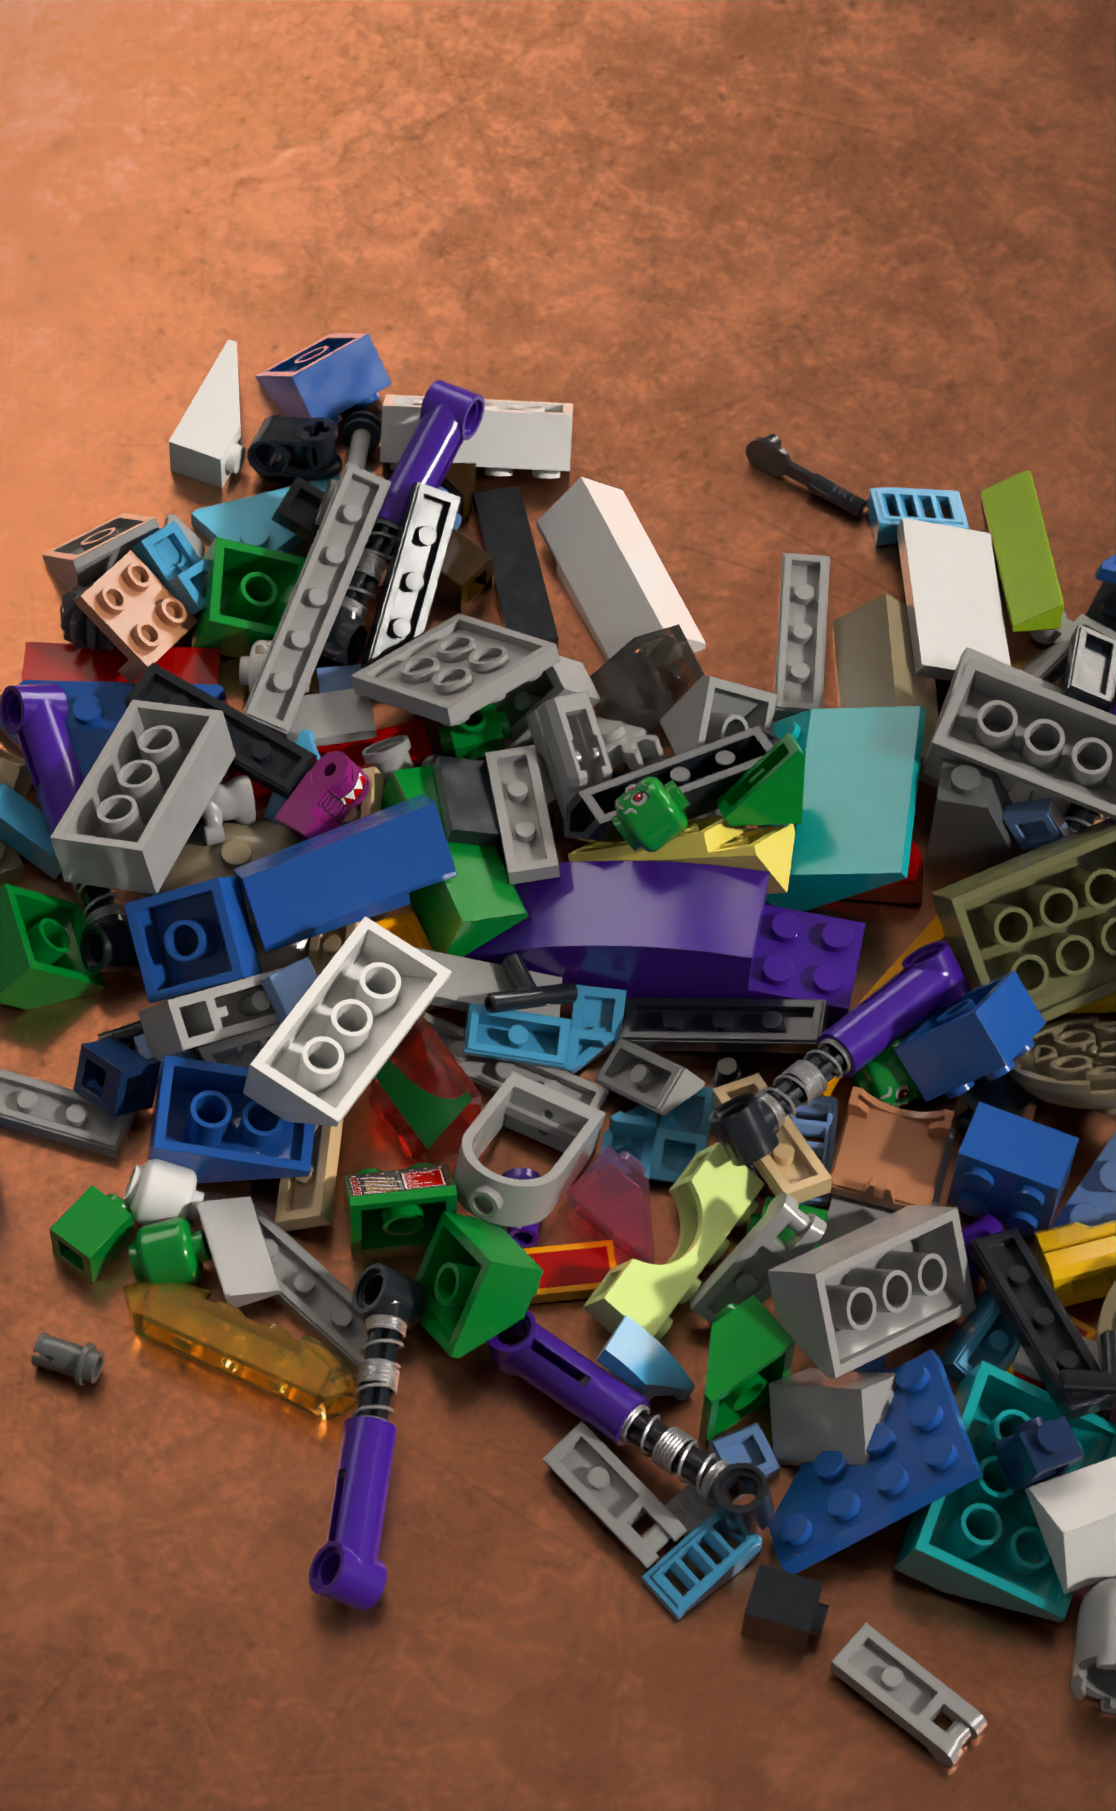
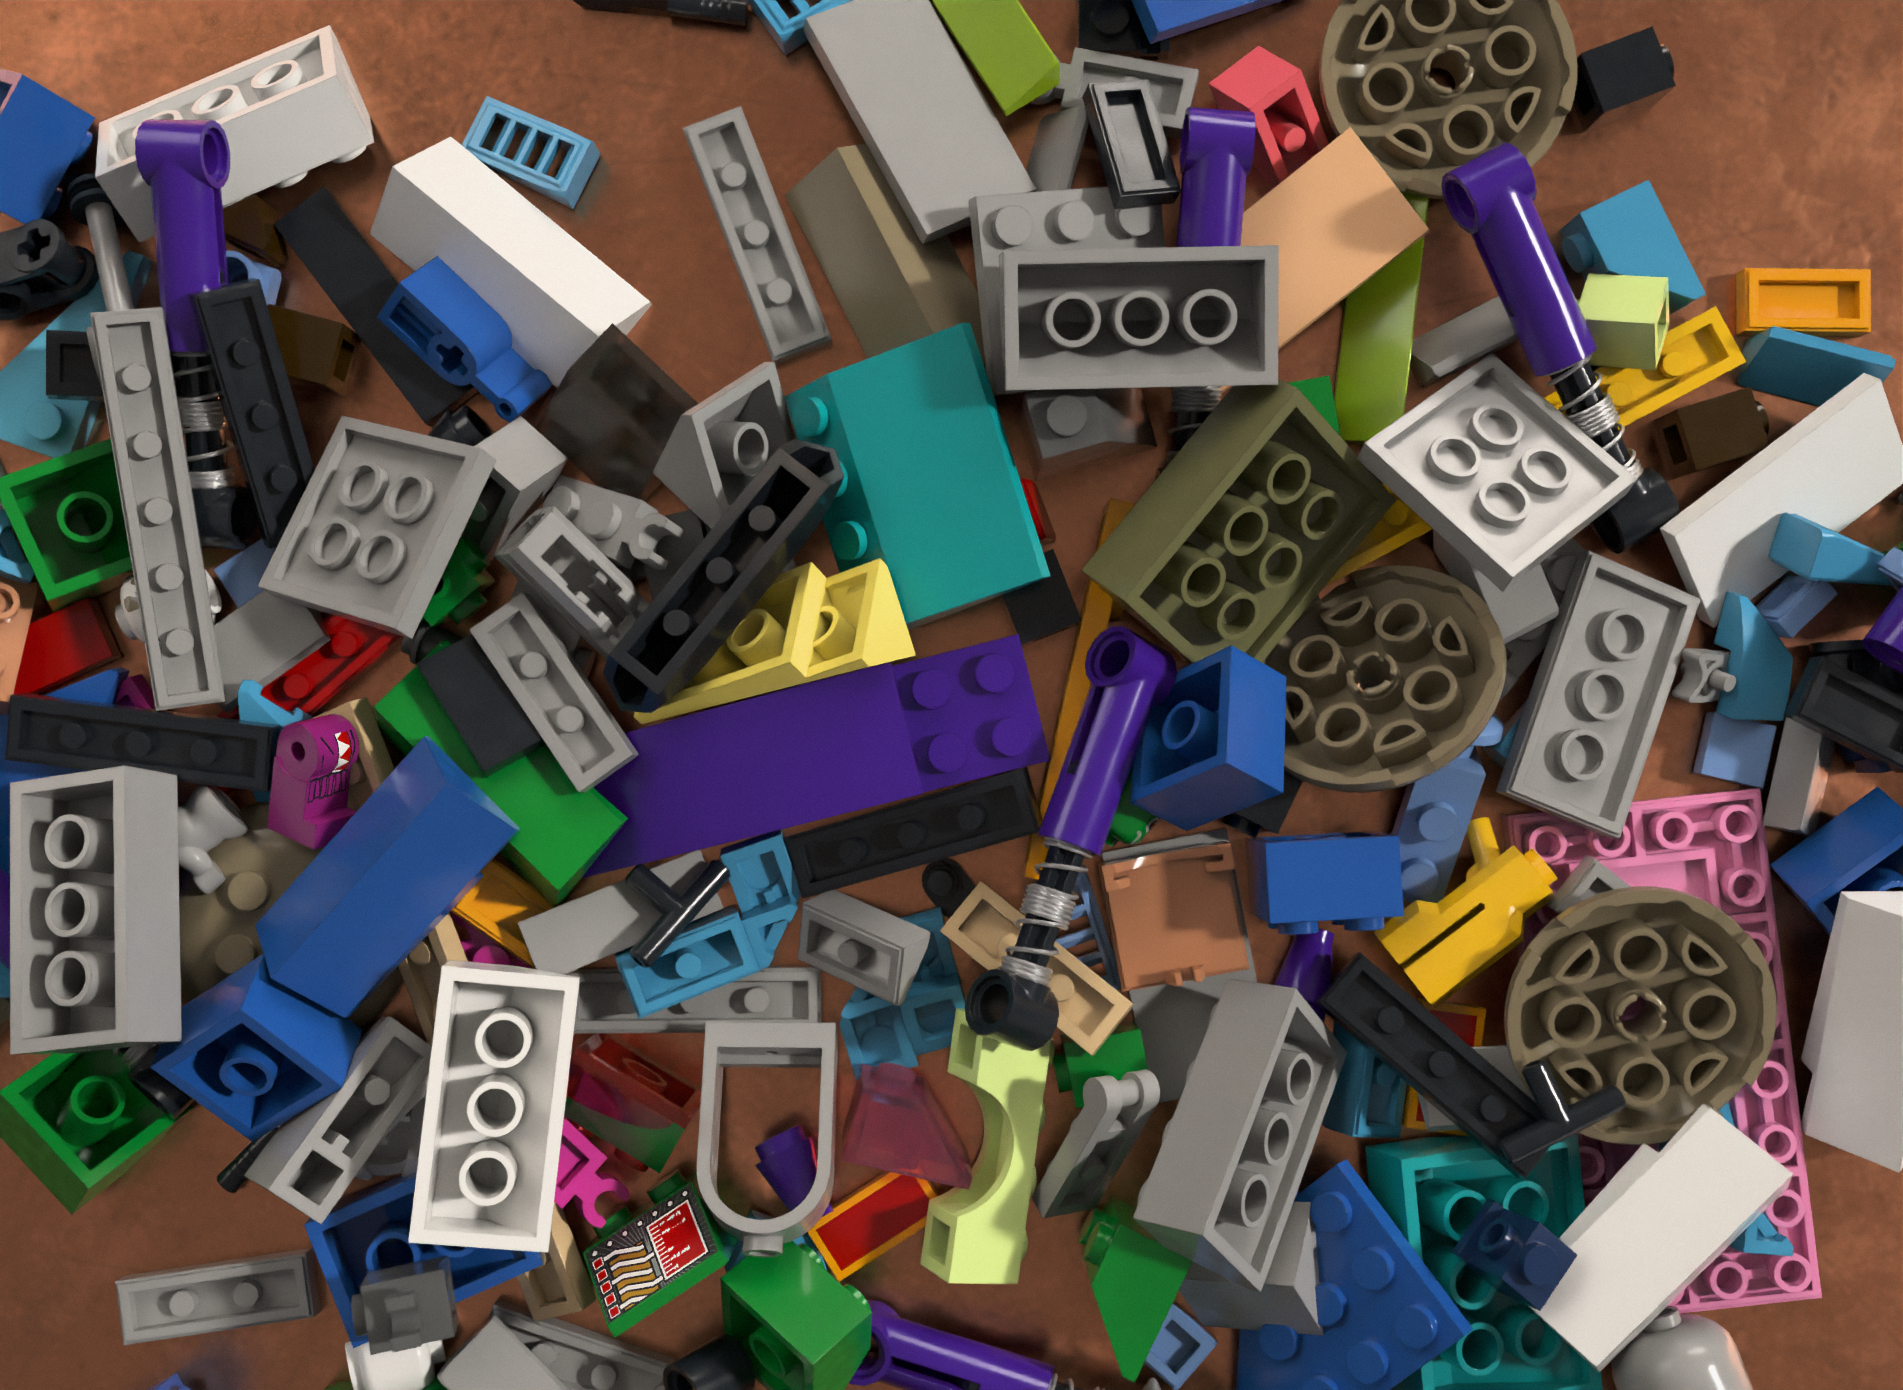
camera: 25 degrees left, 30 degrees up
(116, 1077) = (262, 1243): dark blue brick -> none
(213, 1125) = (406, 1306): none -> dark grey brick
(289, 986) = (402, 1057): medium blue tile -> none
(365, 1122) = (577, 1175): none -> dark pink plate
(389, 755) = (362, 668): light grey piece -> none
(566, 599) = (462, 338): none -> blue piece
(644, 1362) = (1019, 1315): dark azure slope -> none
(651, 814) = (714, 665): green head -> none
(680, 552) = (573, 172): none -> dark azure slope
(769, 790) = (832, 547): green slope -> none
(888, 921) = (1041, 606): none -> black brick
(1035, 823) = (1160, 406): medium blue tile -> none

